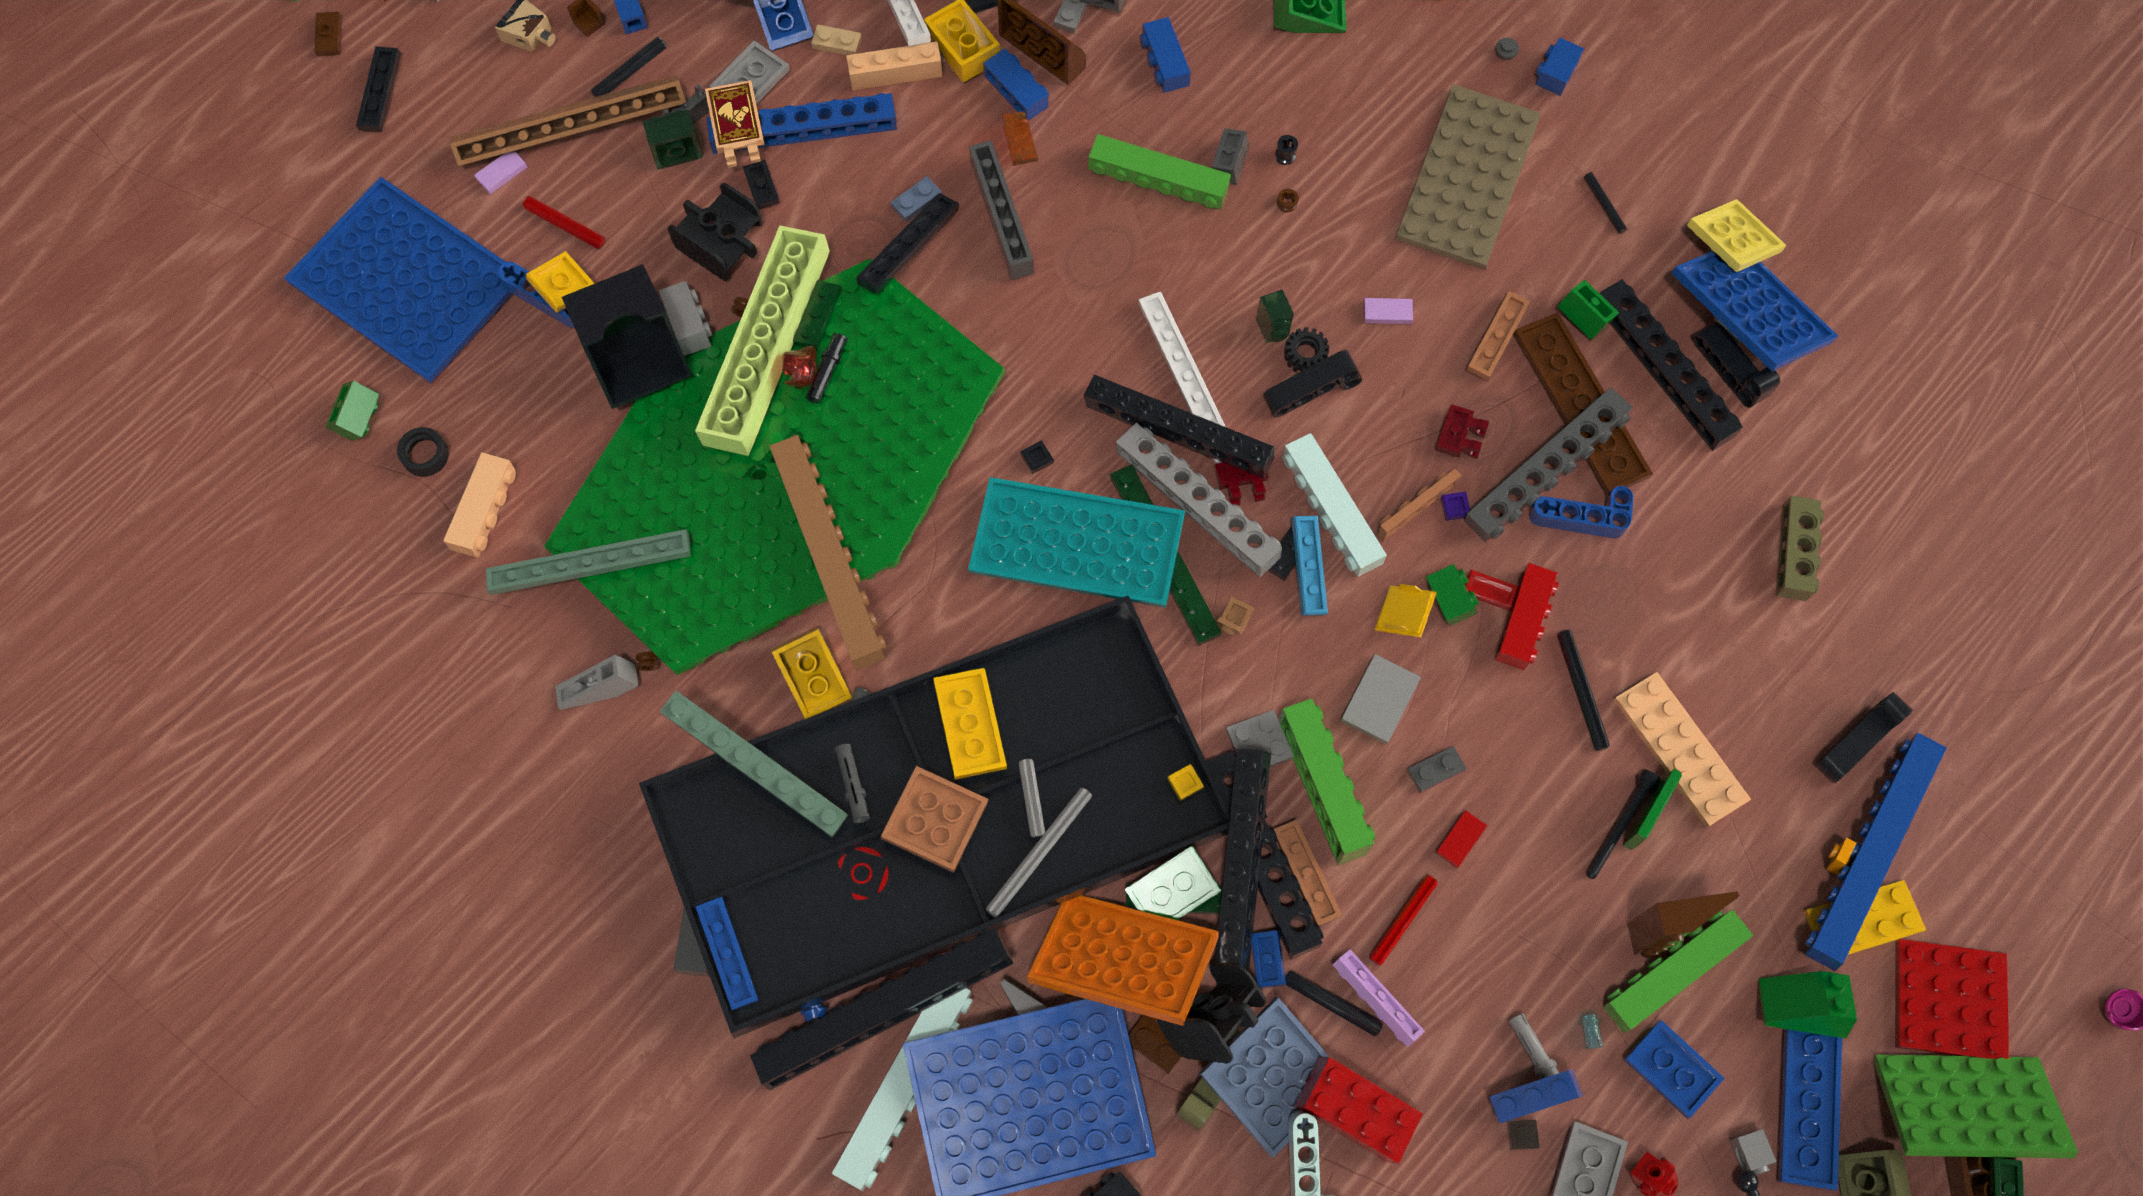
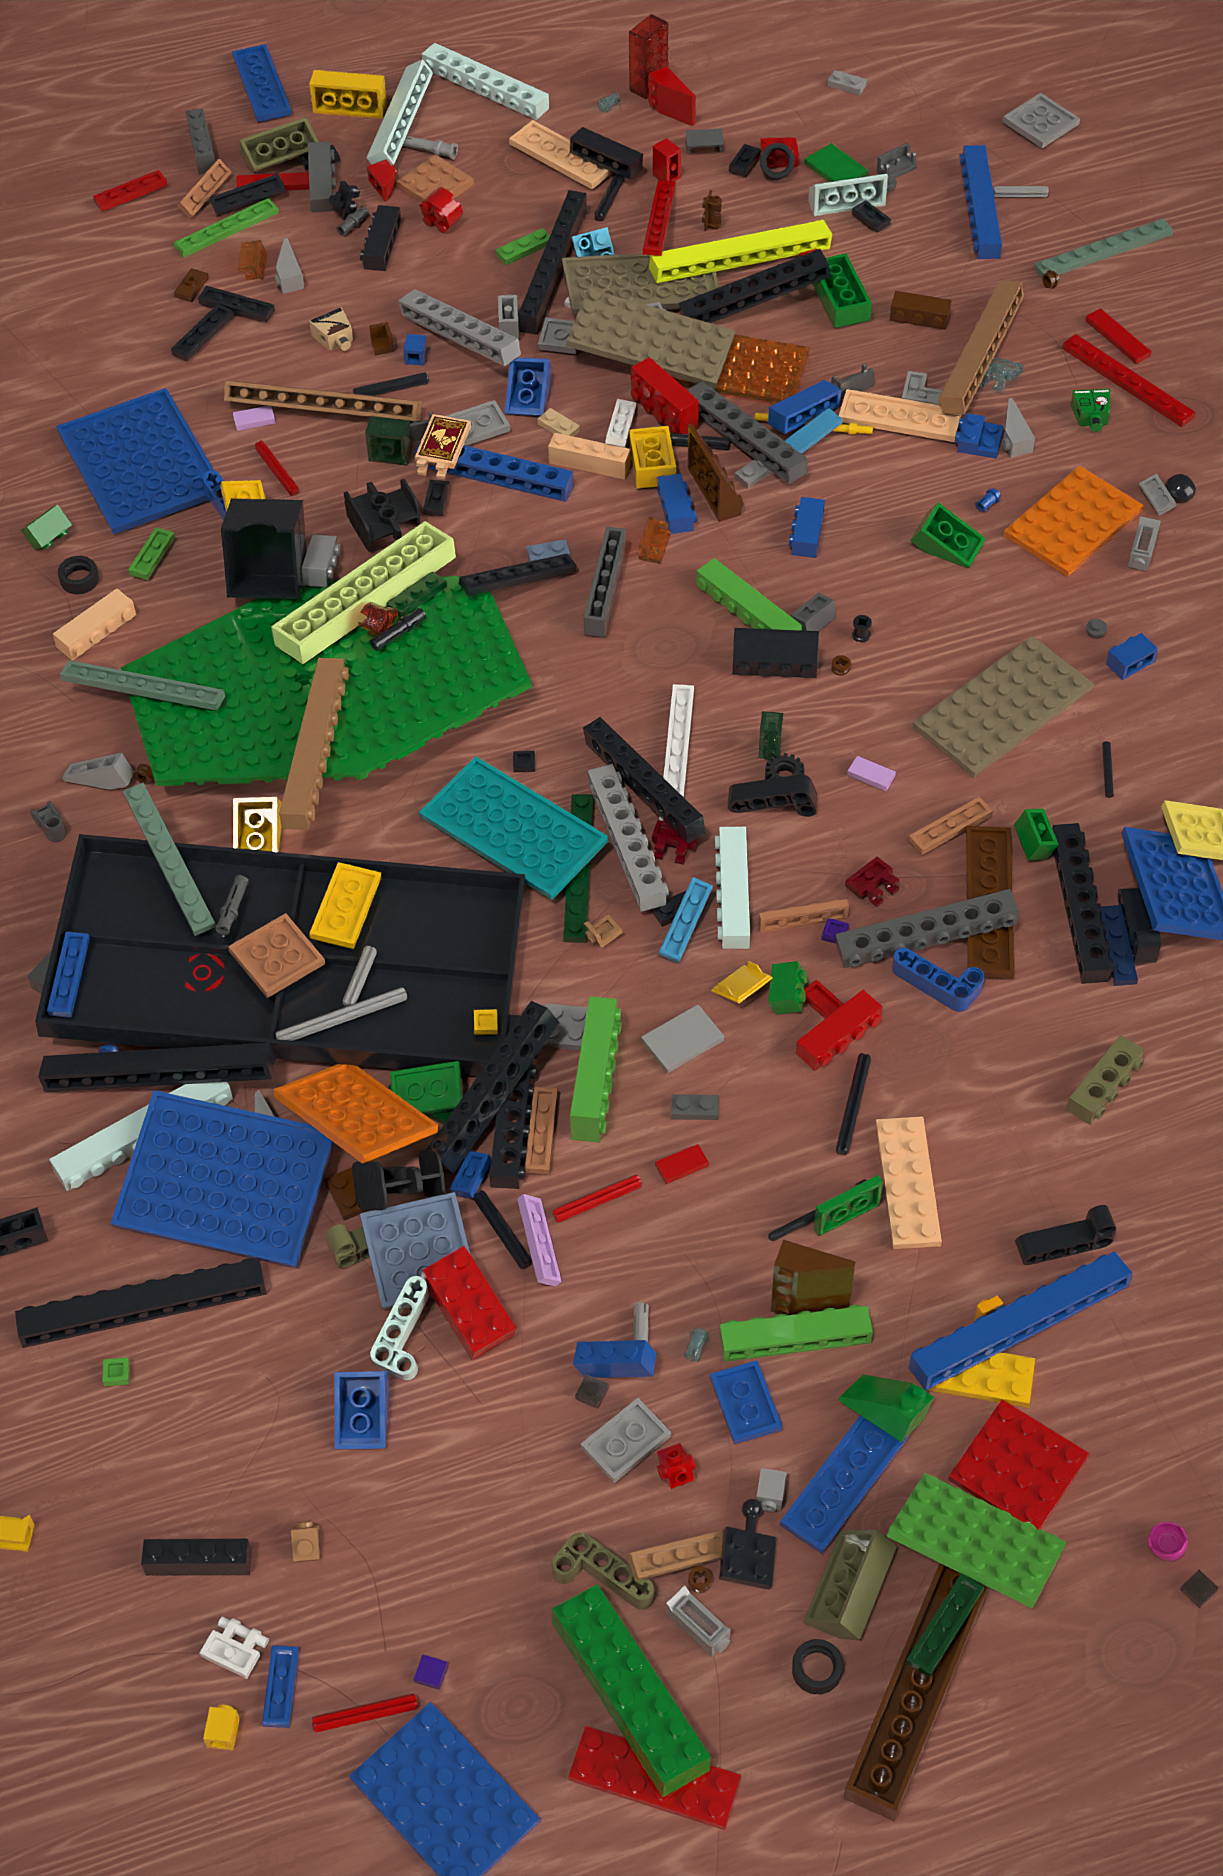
camera: 30 degrees right, 15 degrees down
(395, 36) = (239, 304): none -> black plate
(489, 389) = (151, 553): none -> bright green plate
(574, 765) = (50, 822): none -> dark grey piece
(1222, 218) = (775, 652): none -> black slope
(1732, 397) = (1120, 948): none -> dark blue plate

